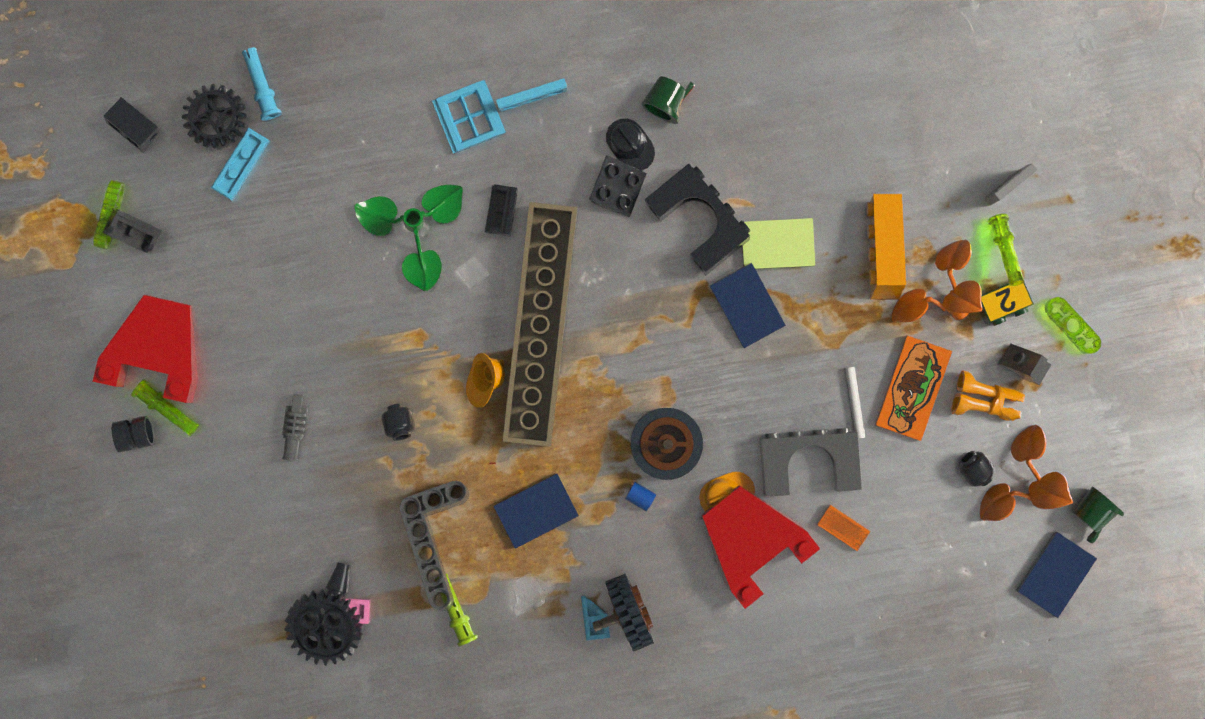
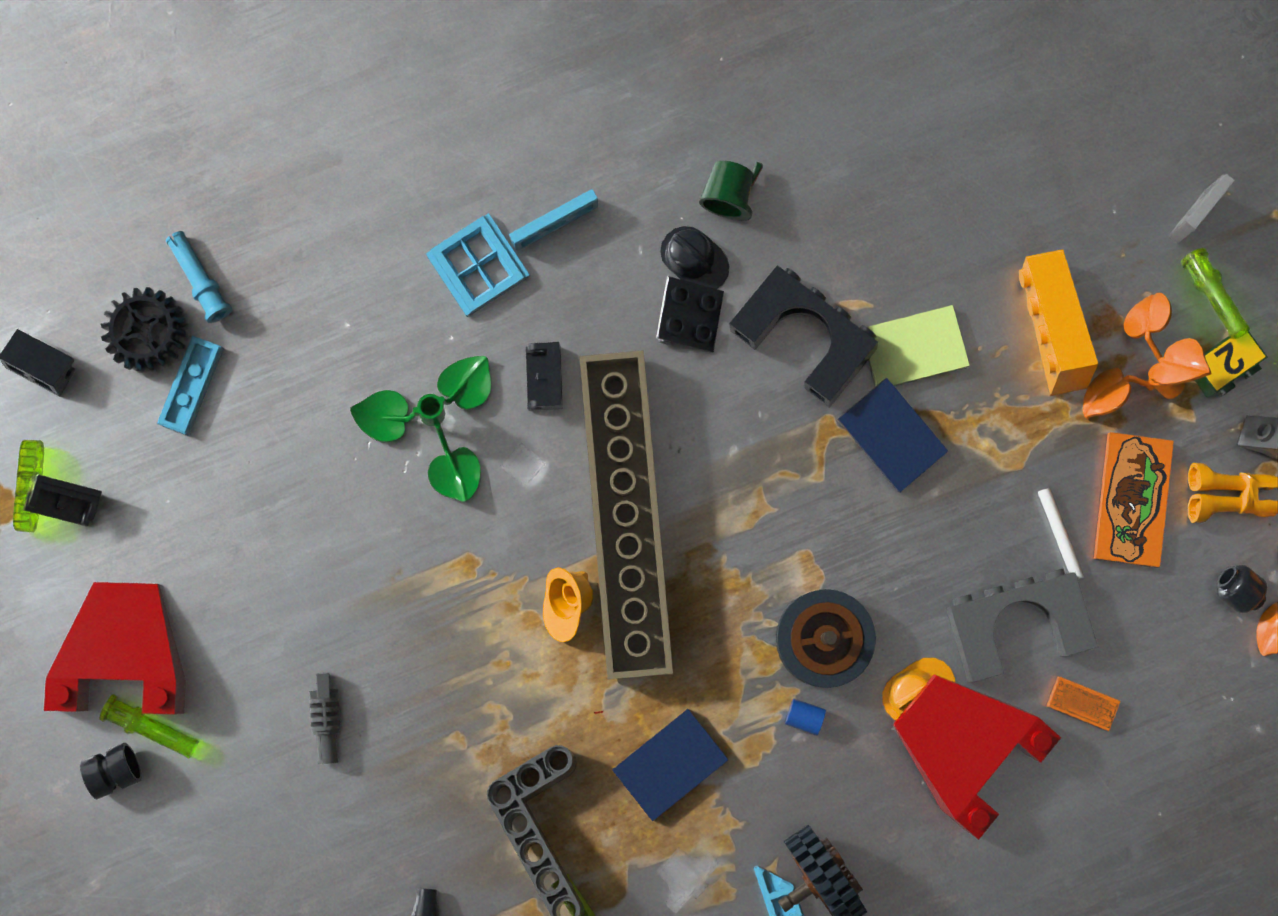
camera: 10 degrees left, 5 degrees down
(398, 422) = (463, 683): black head -> none

